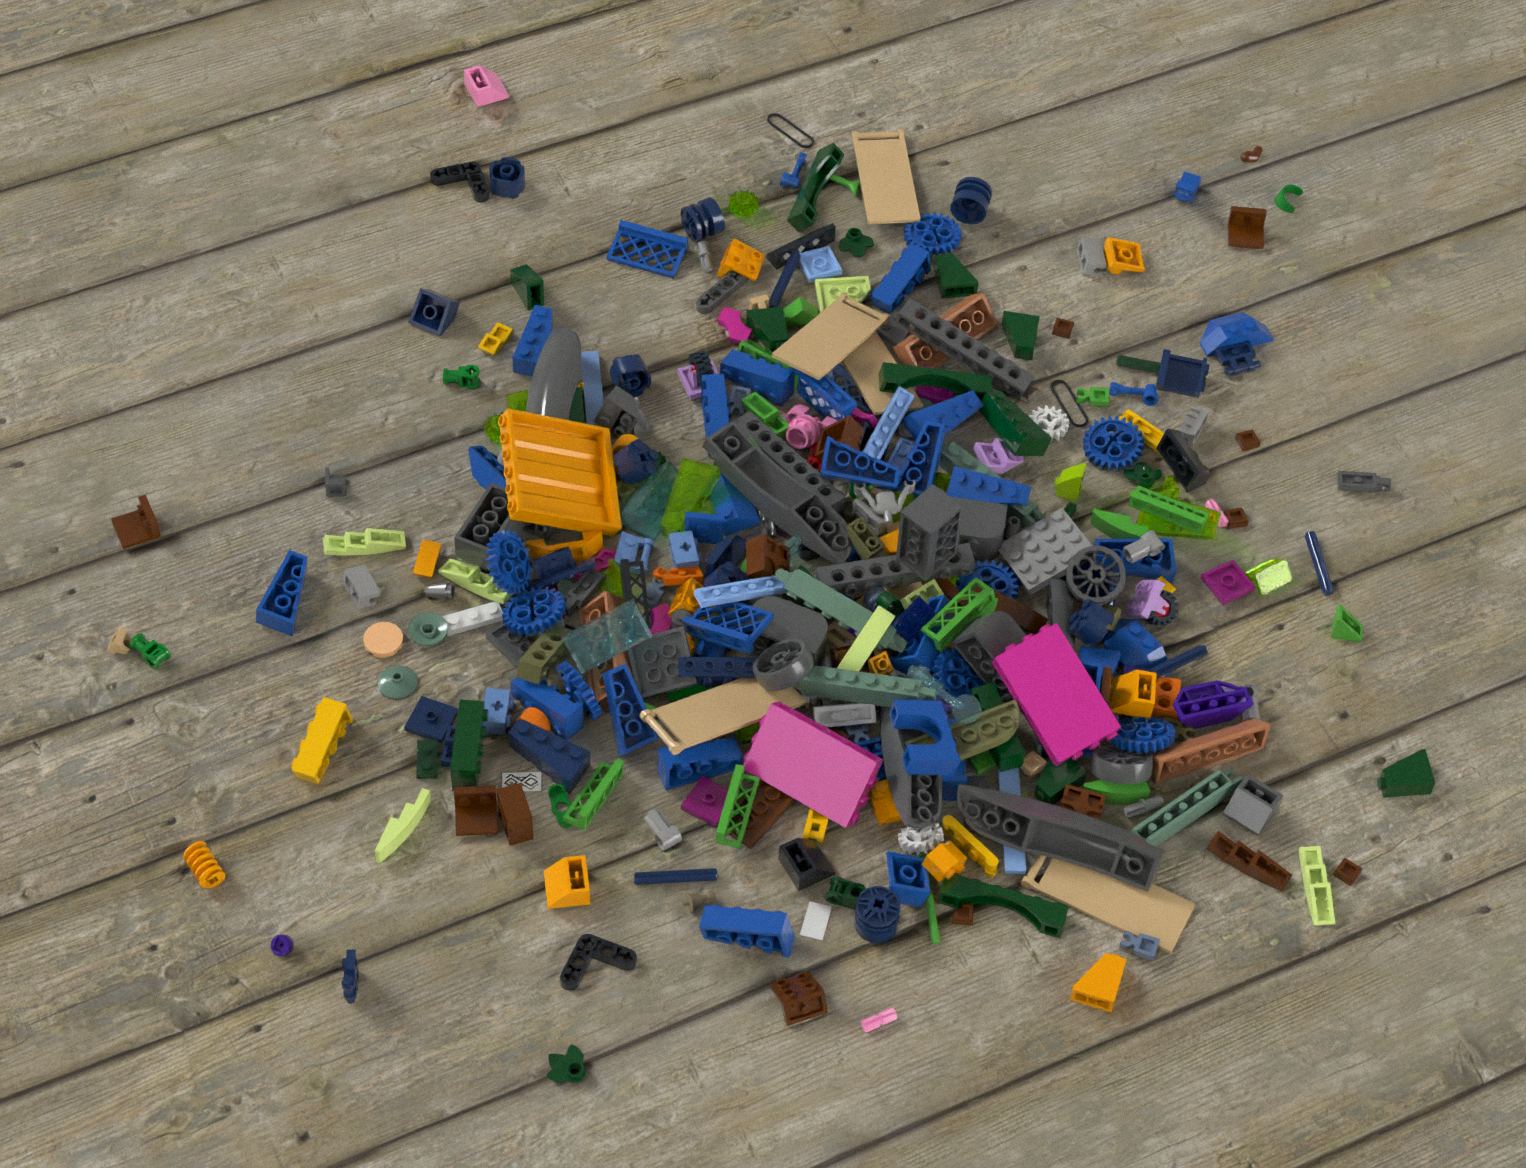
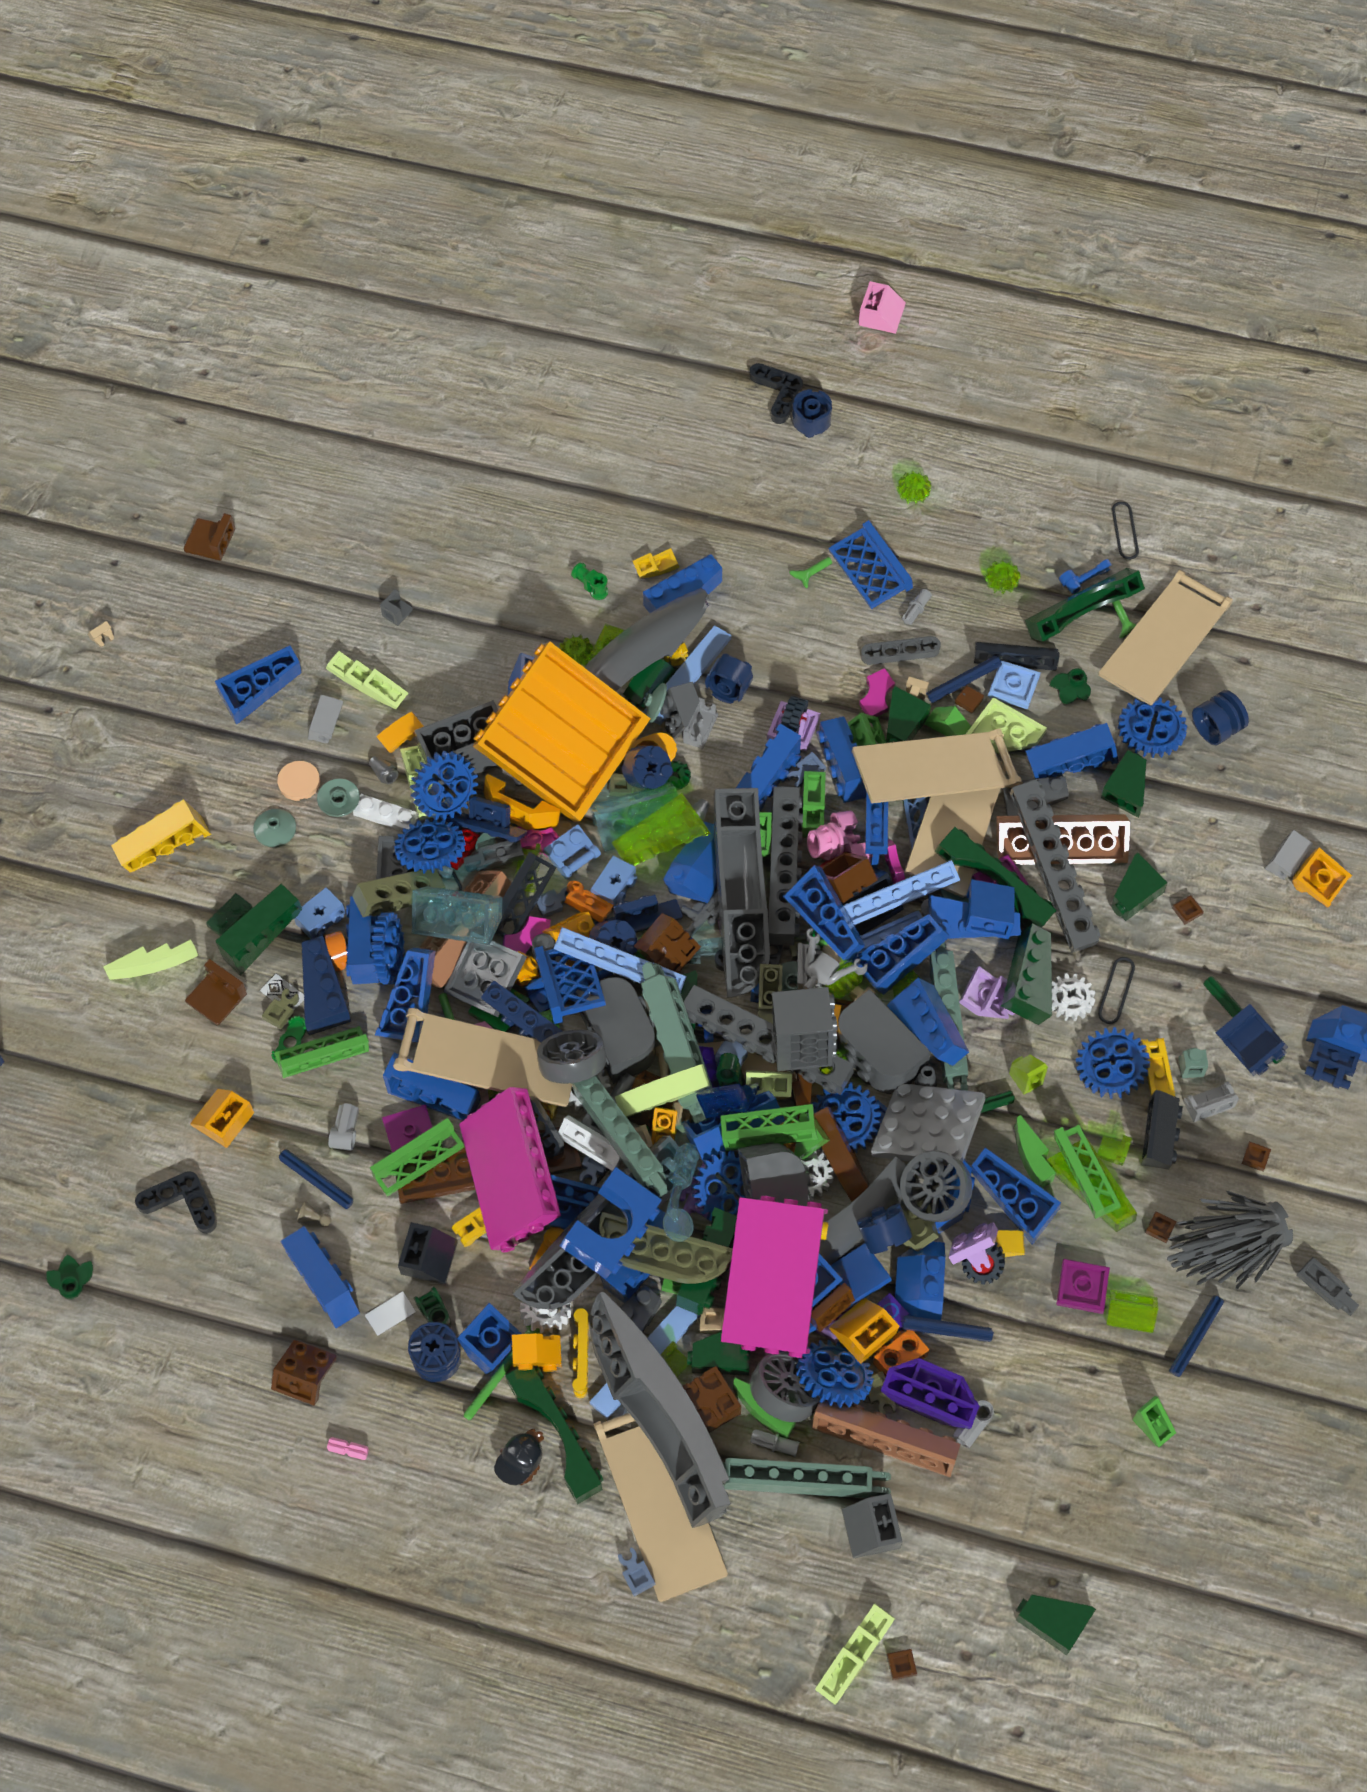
camera: 45 degrees right, 10 degrees up
(151, 651) = (115, 658): green connector -> none
(431, 719) = (264, 878): dark blue plate -> none
(433, 311) = (627, 501): dark blue slope -> none
(515, 814) = (237, 1020): reddish brown piece -> none
(528, 286) = (727, 531): dark green slope -> none
(534, 790) = (280, 1011): none -> olive plate
(599, 415) = (655, 702): none -> sand green dish
(607, 283) = (804, 575): none -> bright green piece
(626, 184) = (914, 487): none -> clear neon green gear
(702, 219) = (942, 568): dark blue wheel -> none
(705, 527) = (649, 873): blue plate -> none
(742, 260) = (943, 634): light orange bracket -> none
(798, 290) = (969, 699): none -> reddish brown tile
(955, 397) = (990, 909): none -> blue panel
(963, 915) = (515, 1413): reddish brown tile -> none
(998, 935) = (520, 1458): none -> black hair
(1095, 396) = (1145, 1003): bright green plate -> none
(1100, 983) = (564, 1578): light orange slope -> none
(1143, 474) = (1113, 1115): dark green plate -> none
(1147, 545) = (1025, 1192): light grey piece -> none
(1149, 394) = (1203, 1037): blue brick -> none
(1160, 410) = (1193, 1059): none -> sand green brick
(1212, 504) = (1146, 1208): bright pink piece -> none
(1248, 862) = (817, 1577): reddish brown slope -> none
(1299, 472) = (1240, 1237): none -> dark grey plant

